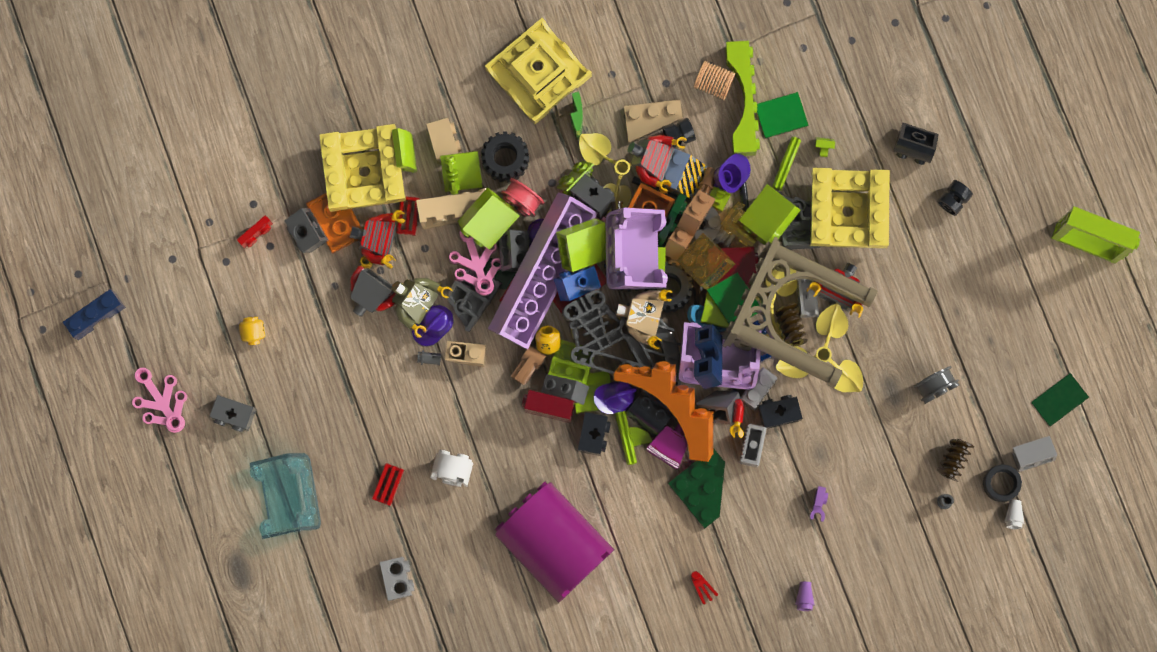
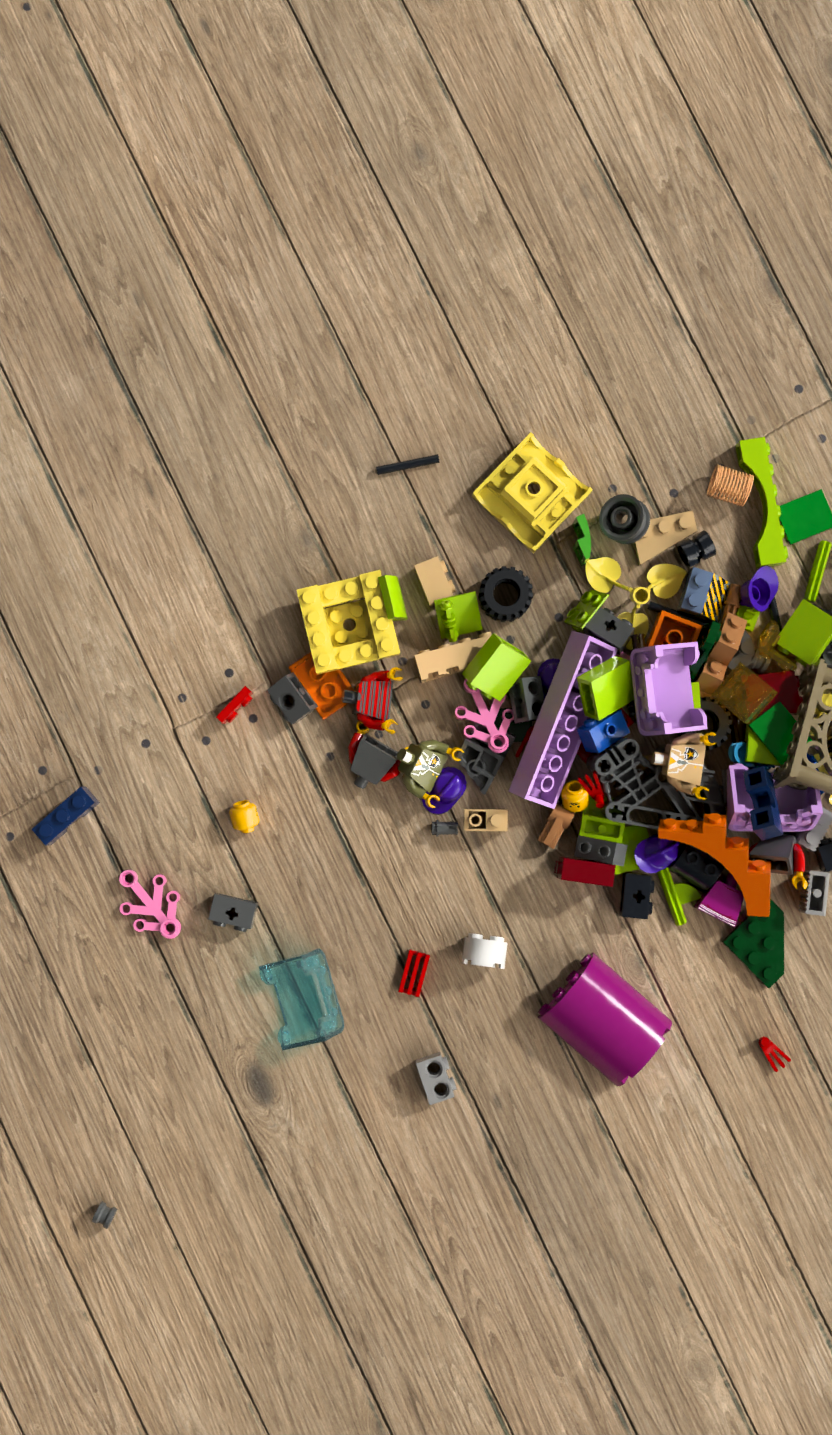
camera: 10 degrees left, 5 degrees up
(415, 217) = (403, 688): red tile -> none
(432, 36) = (407, 464): none -> black bar
(522, 197) = (530, 639): coral wheel -> none
(566, 338) = (595, 793): none -> red piece
(627, 102) = (636, 524): none -> dark grey wheel
(653, 158) = (673, 582): torso -> none

